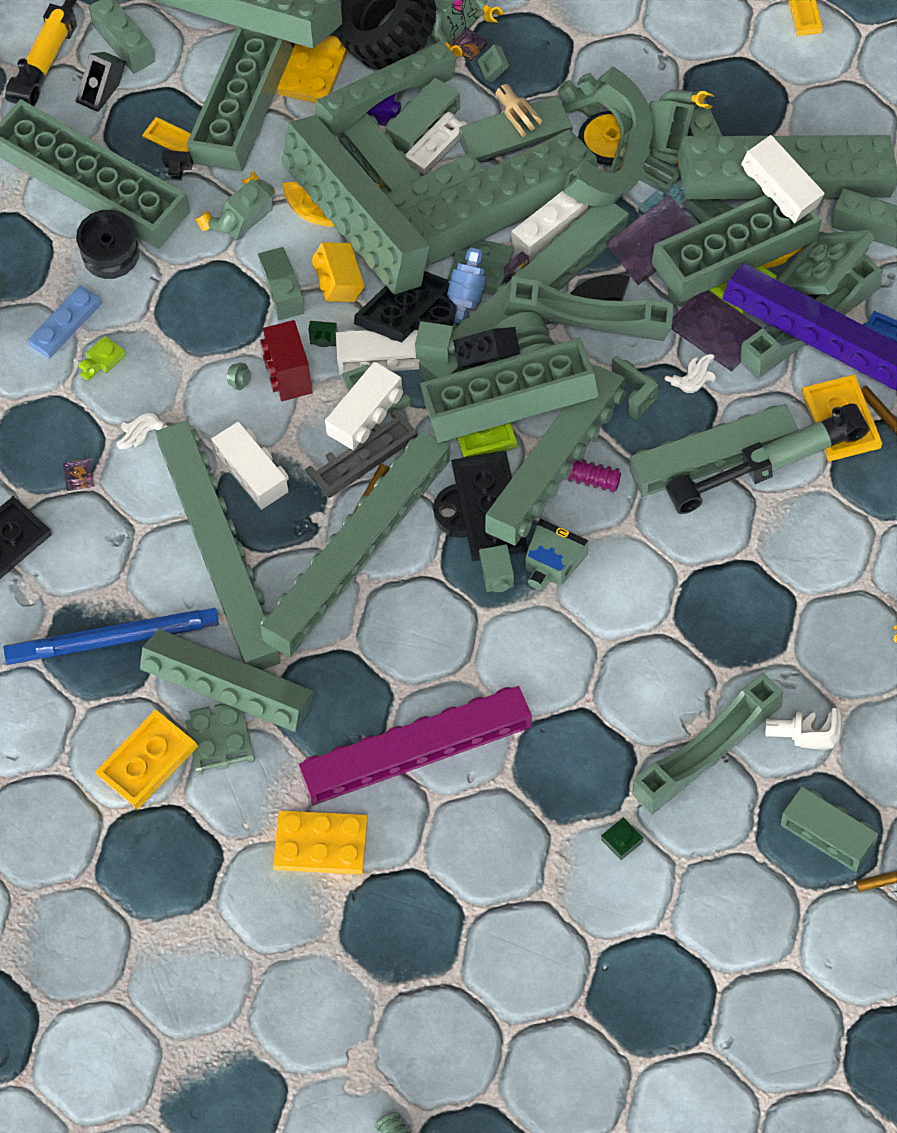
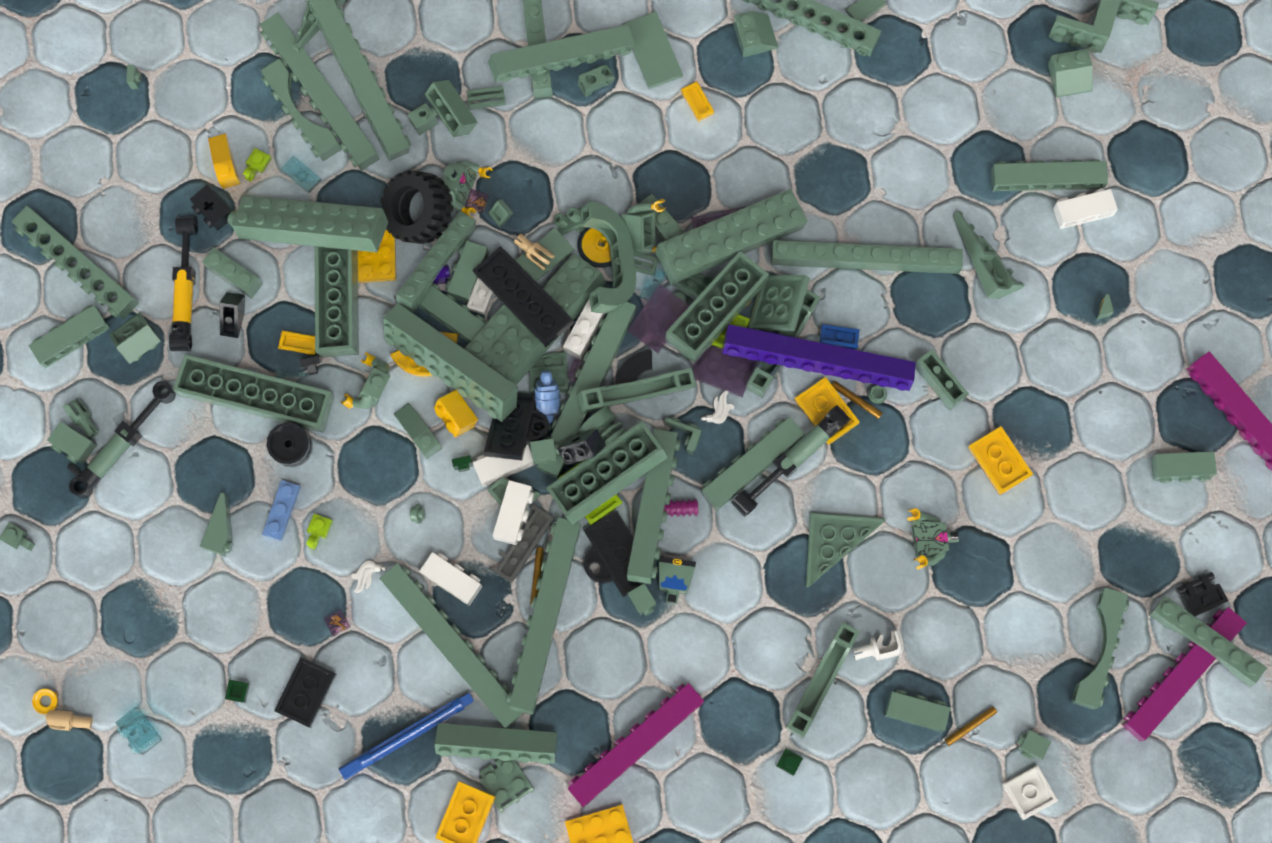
camera: 20 degrees left, 15 degrees up
(286, 361) = (450, 498): dark red brick -> none
(481, 154) = (523, 296): none -> black plate
(782, 179) = (735, 256): white brick -> none
(791, 578) = (833, 538): none -> sand green tile

